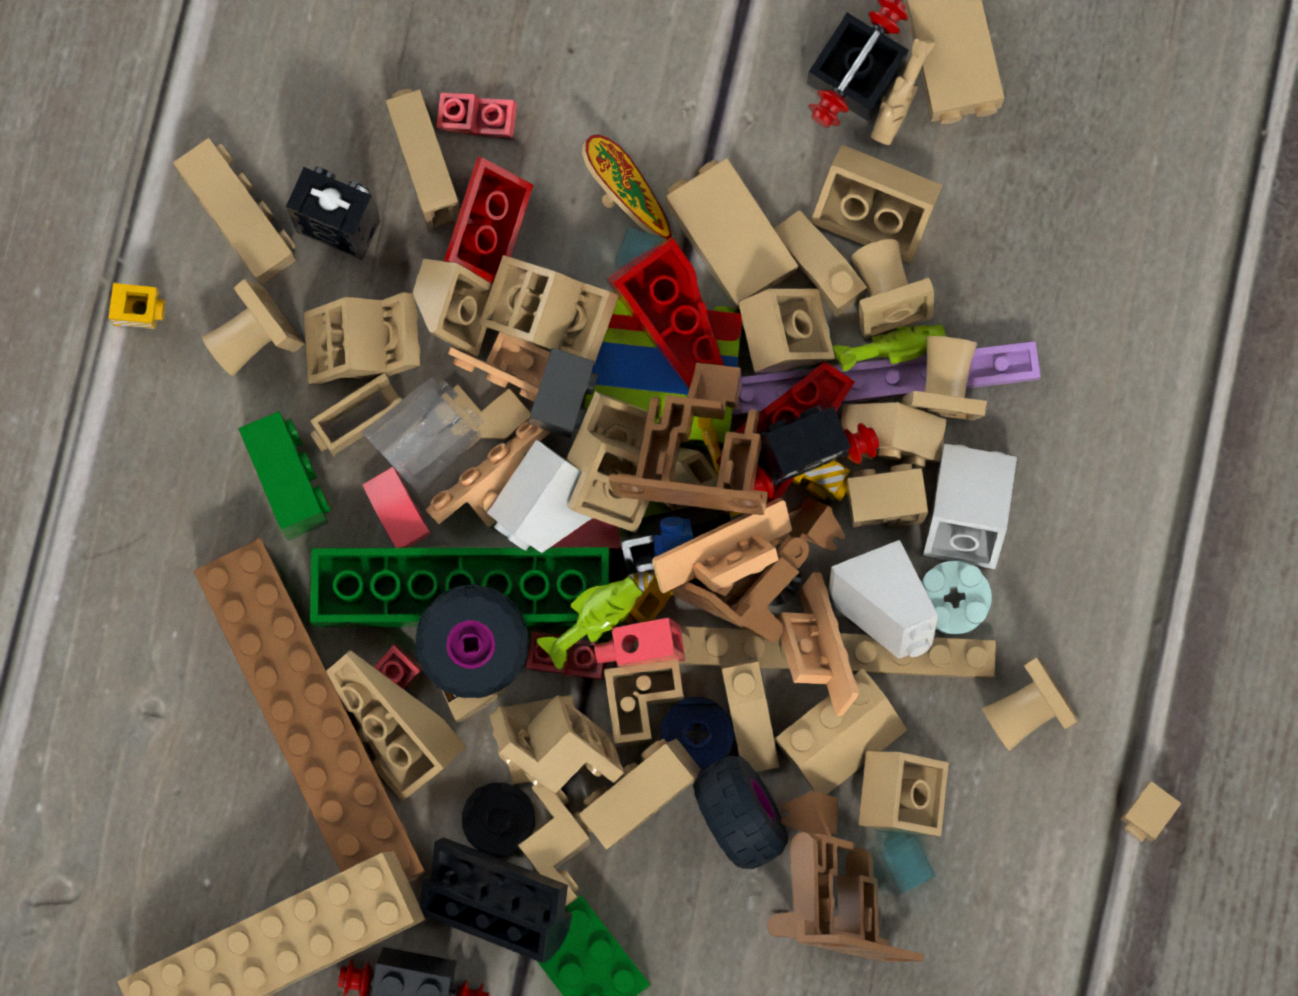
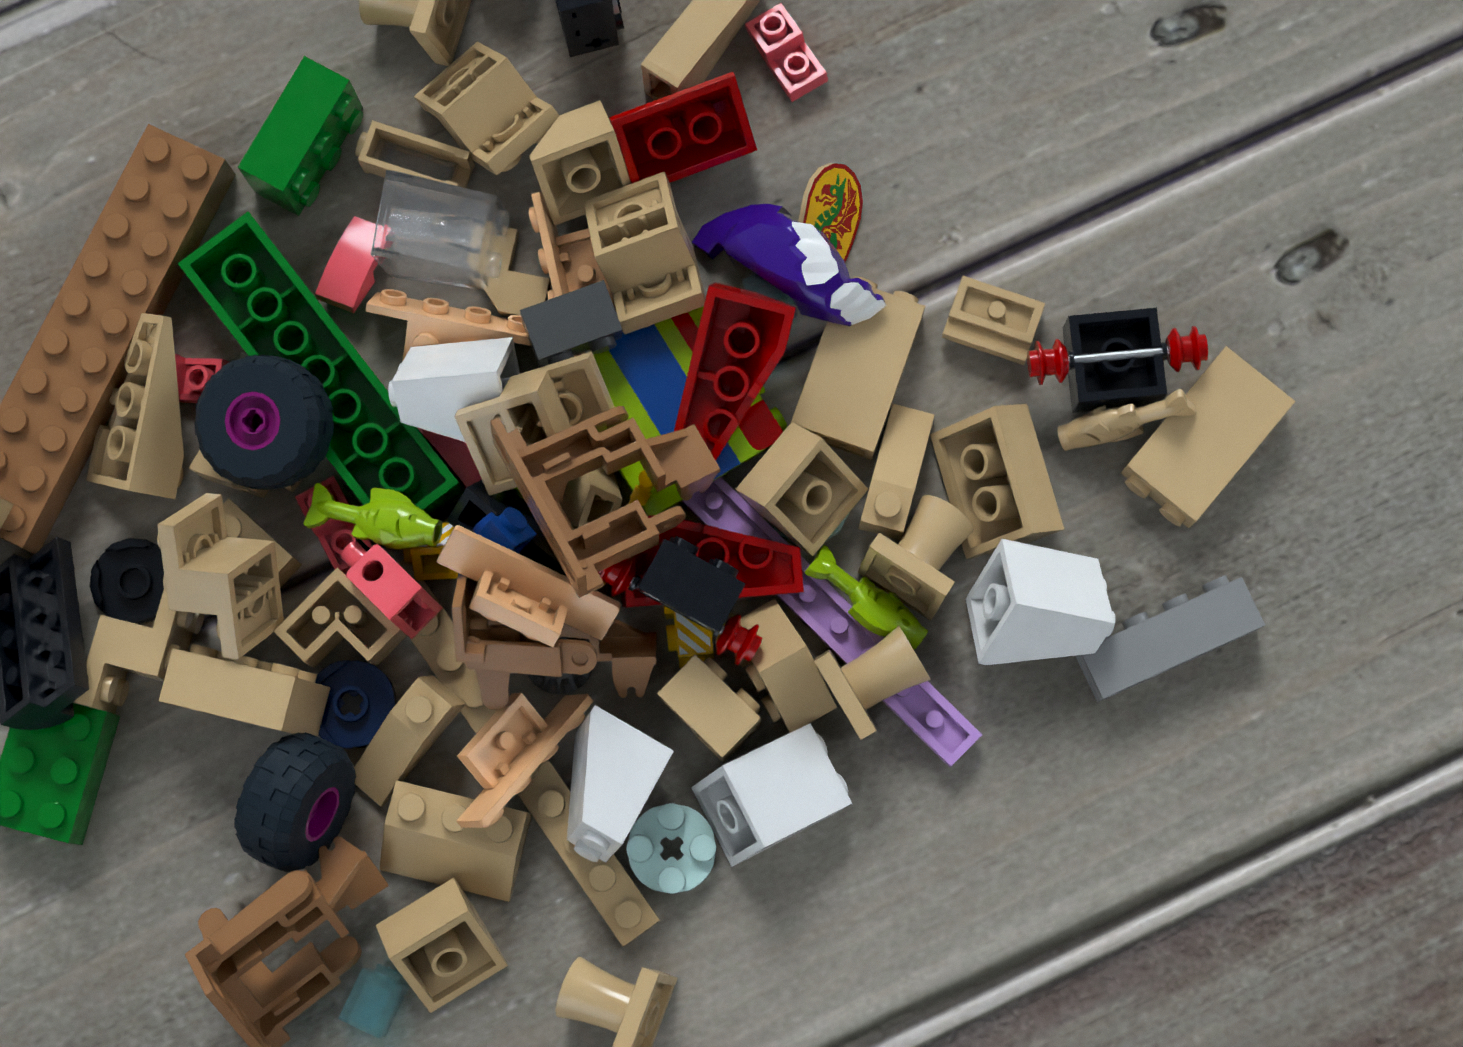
camera: 55 degrees right, 0 degrees up
(625, 219) = (793, 259): none -> dark purple animal
(767, 123) = (993, 320): none -> tan plate
(980, 240) = (1038, 605): none -> white slope
(1065, 175) = (1171, 637): none -> light grey brick

